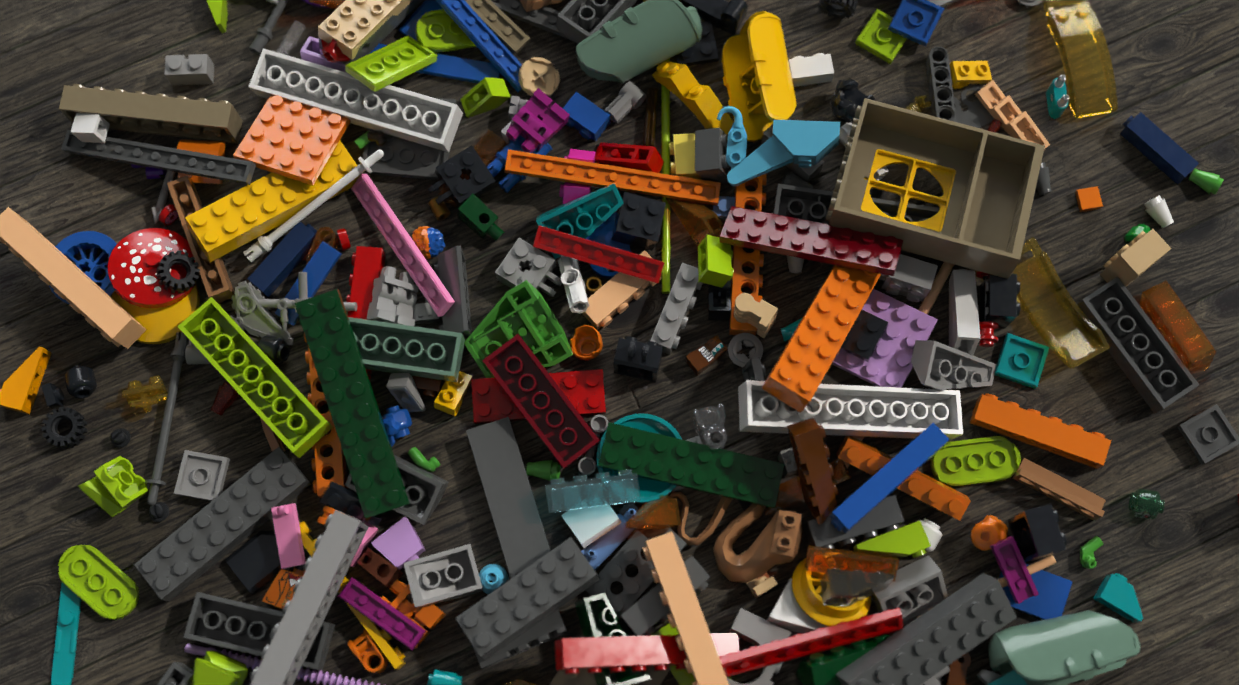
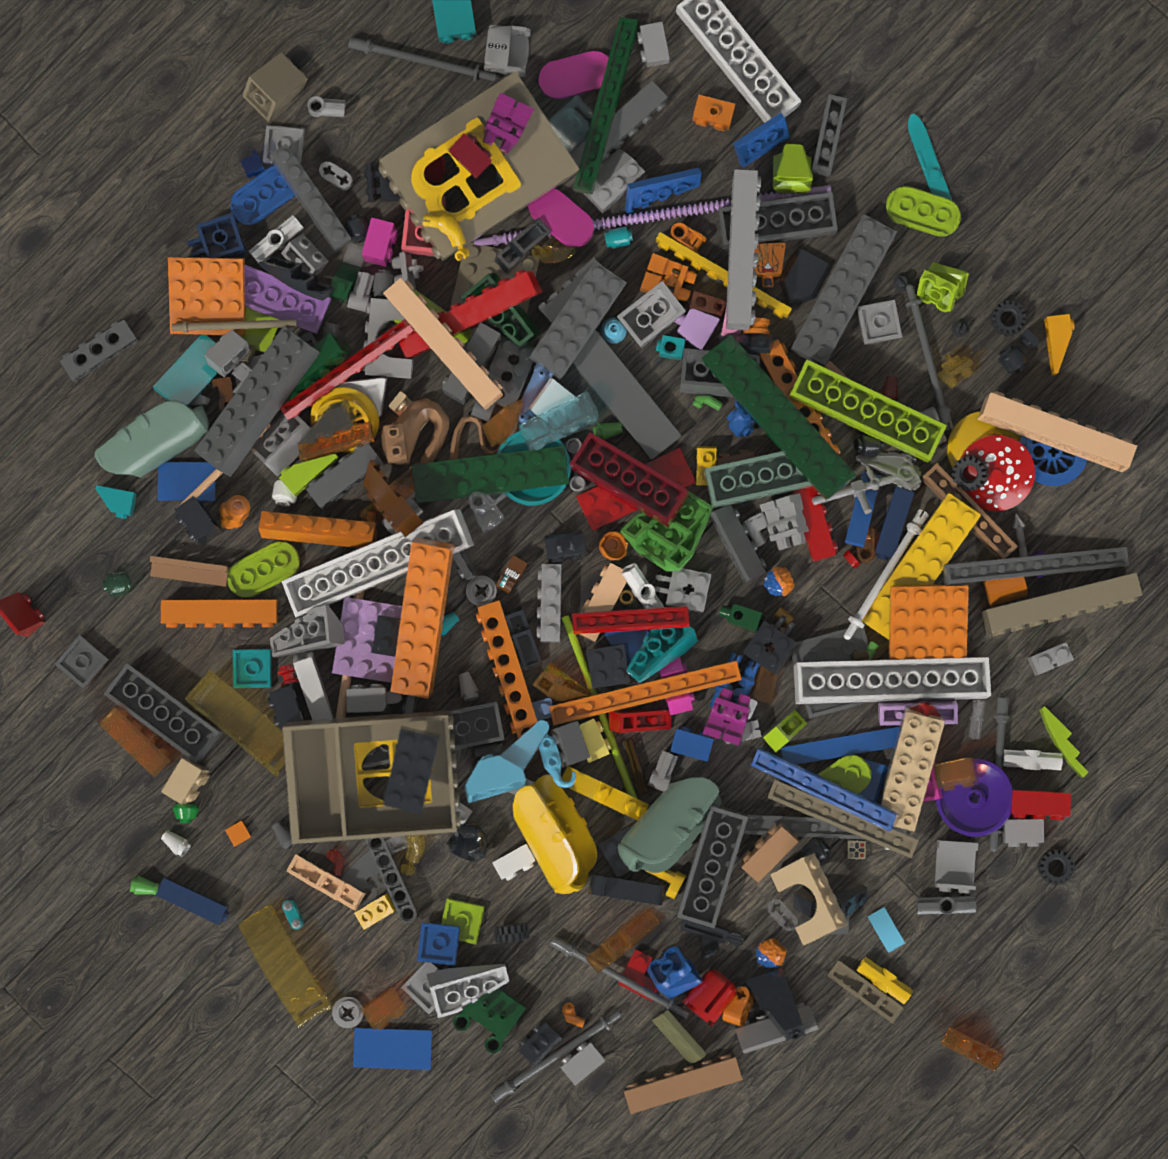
camera: 160 degrees right, 10 degrees up
(90, 128) = (1105, 569): white brick -> none
(168, 215) = (1007, 525): red tile -> none
(288, 535) = (786, 299): bright pink hinge -> none
(382, 613) = (687, 268): magenta tile -> none
(391, 63) = (874, 723): lime tile -> none
(403, 245) = (796, 569): bright pink tile -> none
(405, 392) = (743, 447): light grey slope -> none
(428, 531) = (677, 353): none -> teal brick
(538, 74) = (746, 766): tan tile -> none
(714, 261) = (532, 651): lime brick -> none
(758, 314) = (476, 615): tan legs -> none
(811, 240) = (459, 691): dark red plate -> none
(888, 478) = (329, 516): blue brick -> none
(893, 165) = (411, 769): none -> black brick
(1014, 570) = (207, 488): magenta hinge -> none
(1087, 552) = (152, 528): bright green arm -> none

